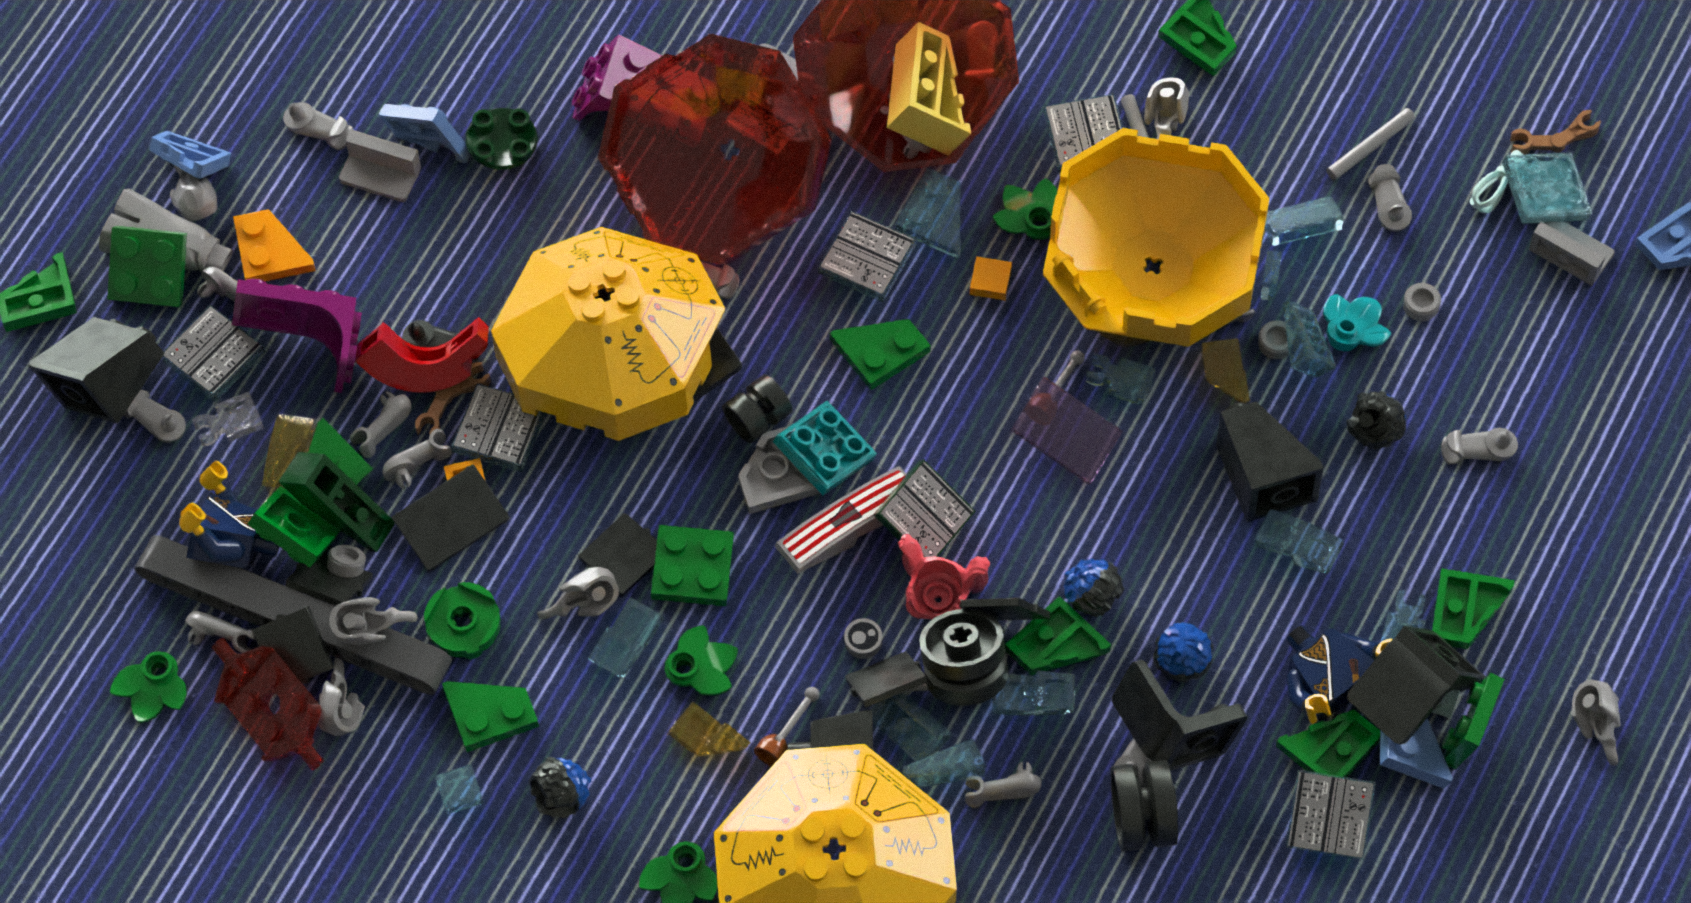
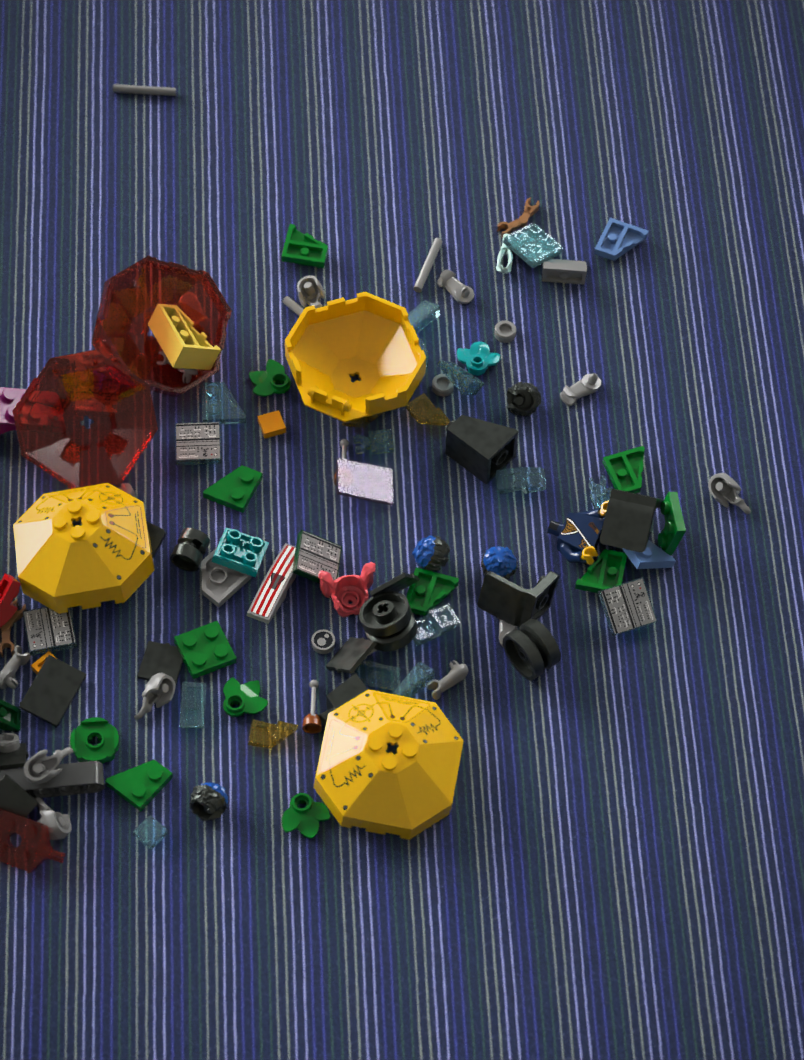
camera: 35 degrees left, 5 degrees down
(1080, 124) = (272, 325): light grey tile -> none

